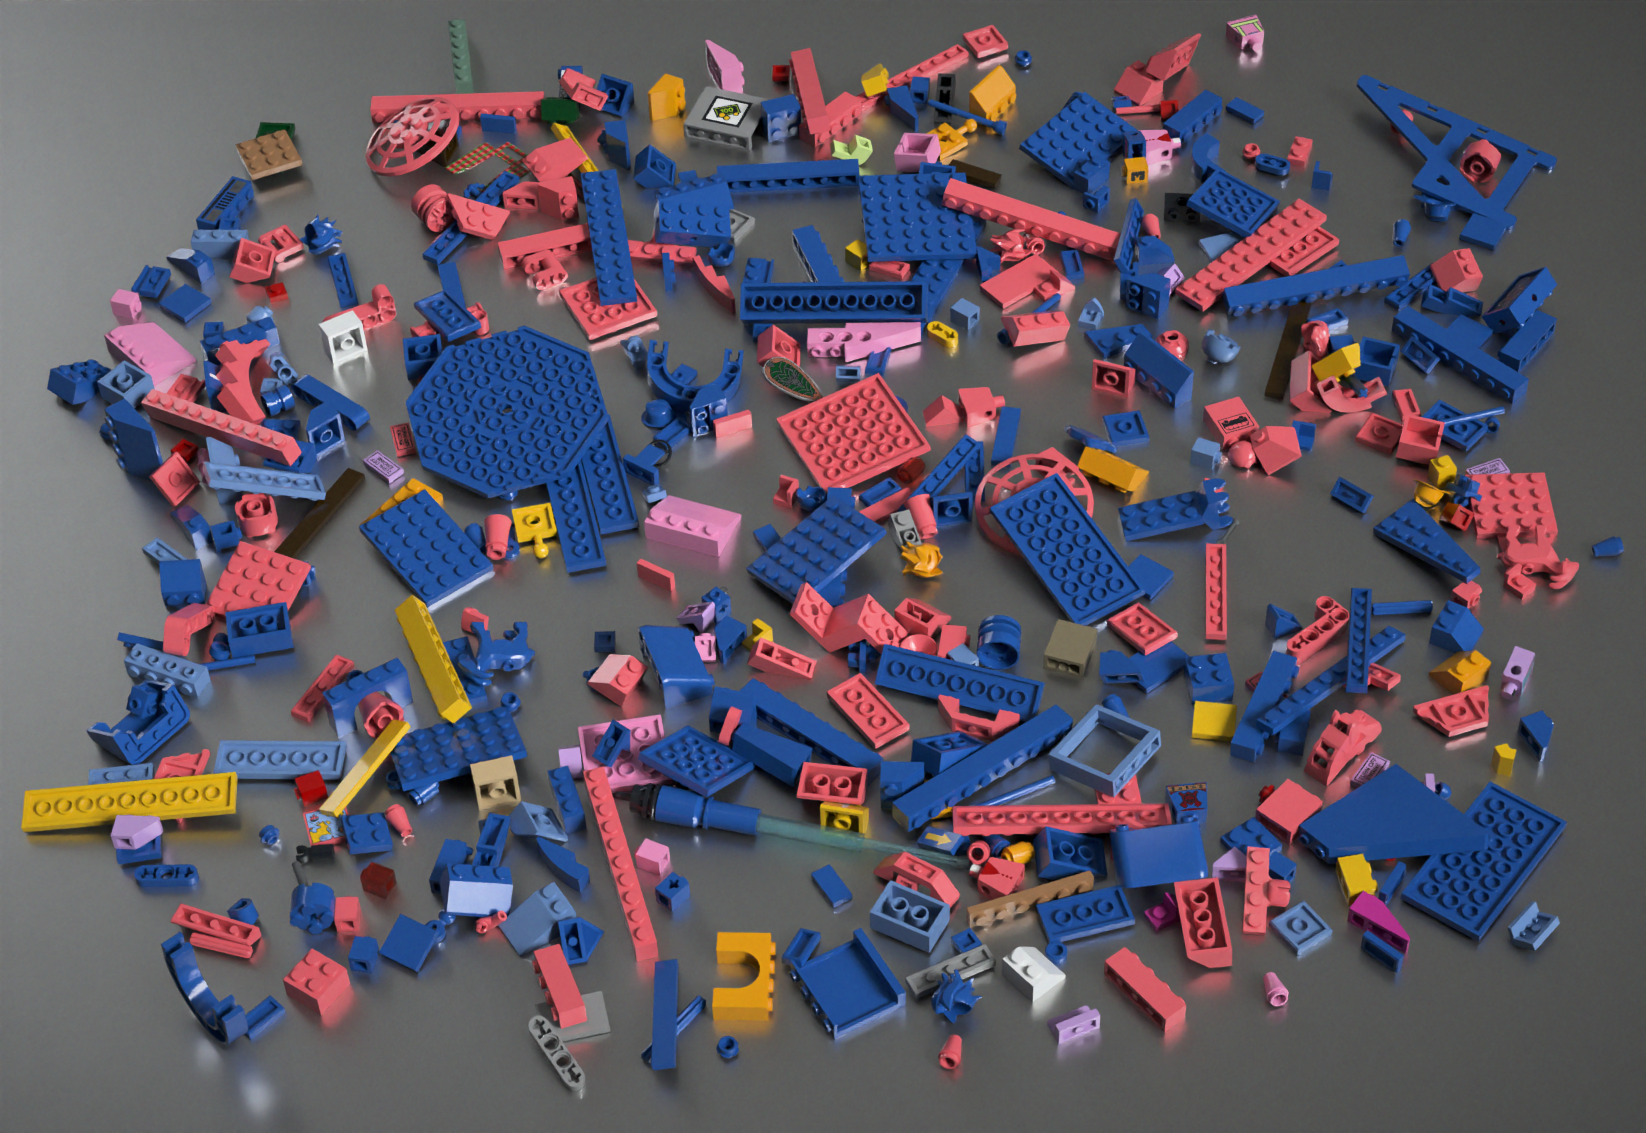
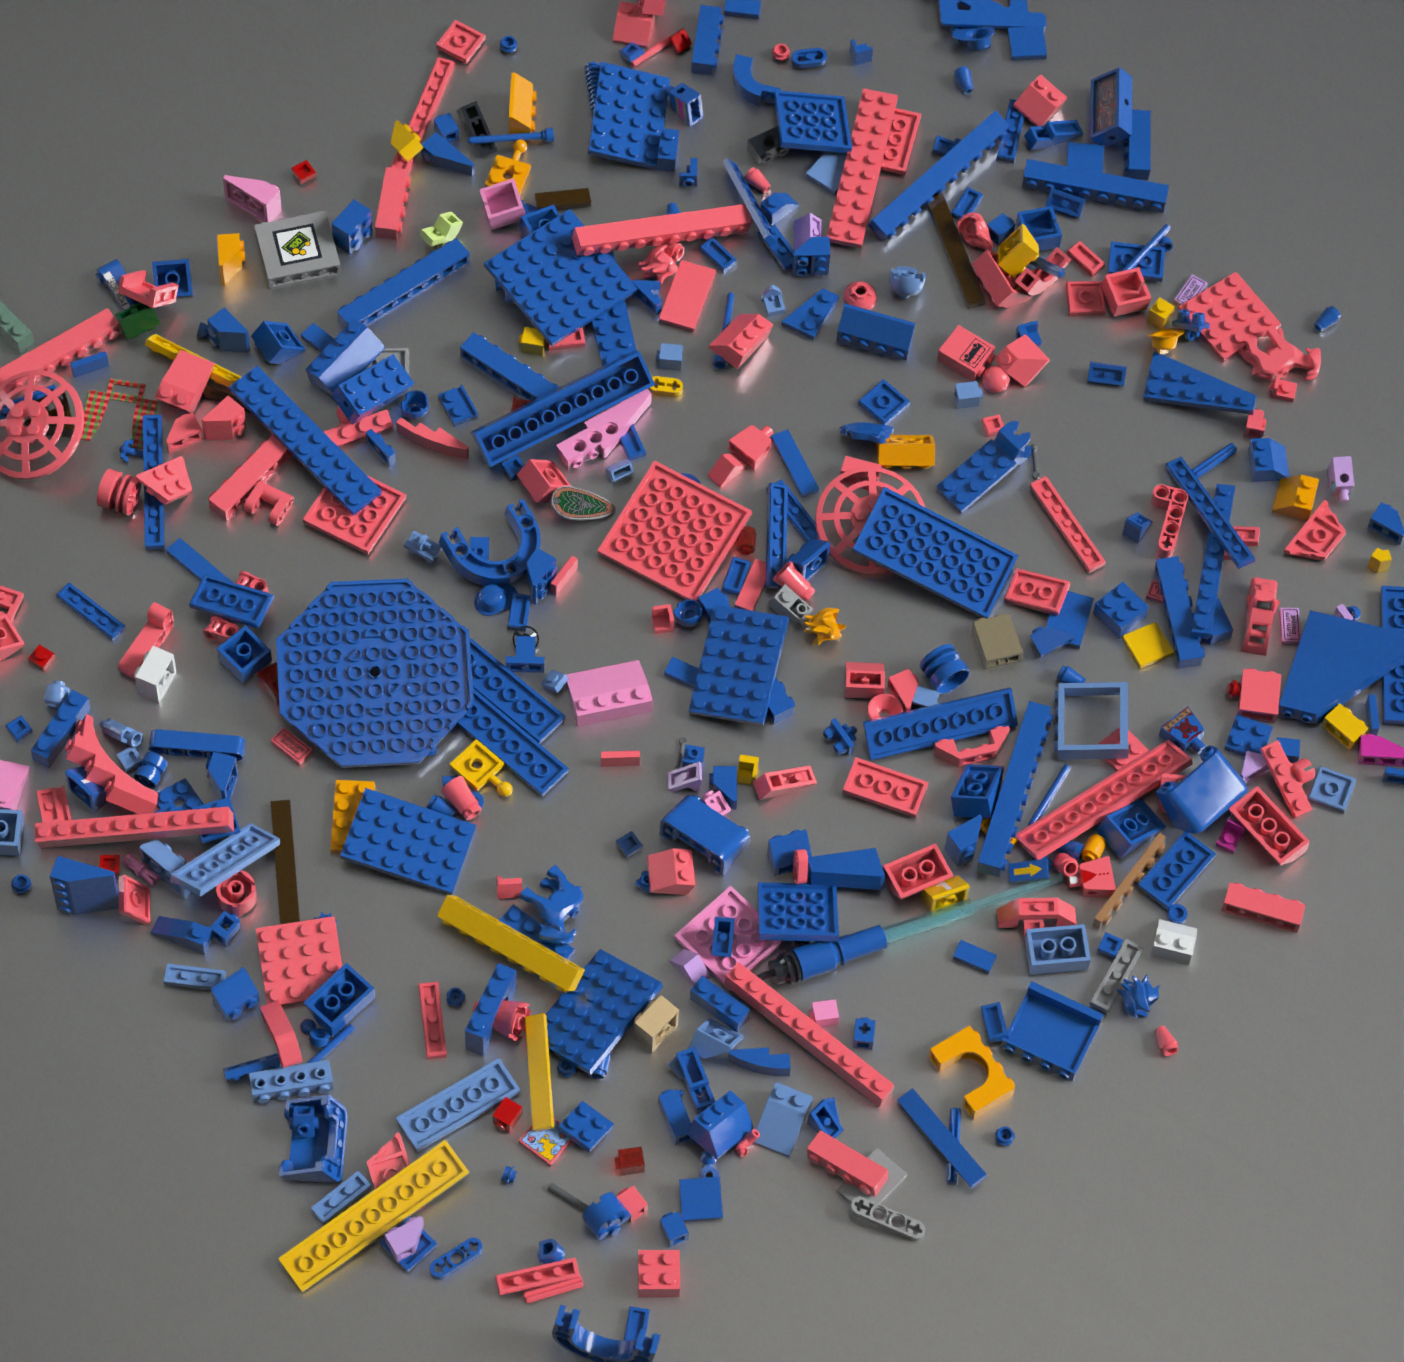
camera: 40 degrees left, 15 degrees up
(315, 853) = (559, 1167): black bar -> none
(321, 235) = (36, 578): blue hair -> none
(383, 466) = (298, 782): lavender tile -> none
(398, 819) = (601, 1100): coral cone -> none
(510, 700) = (598, 939): blue plate -> none
(809, 91) = (356, 183): coral brick -> none
(811, 731) = (859, 833): blue brick -> none
(847, 622) = (817, 718): coral bracket -> none
(1056, 284) = (721, 287): coral slope -> none
(1074, 1023) = (1231, 964): lavender panel -> none
(1112, 378) = (842, 358): coral slope -> none
(1135, 170) = (700, 124): light orange brick -> none
(1150, 575) = (1005, 535): blue tile -> none
(1159, 145) = (702, 83): bright pink torso -> none
(1275, 990) = (1351, 852): bright pink cone -> none
(1299, 151) = (819, 30): coral plate -> none
(1457, 516) = (1198, 350): red panel -> none

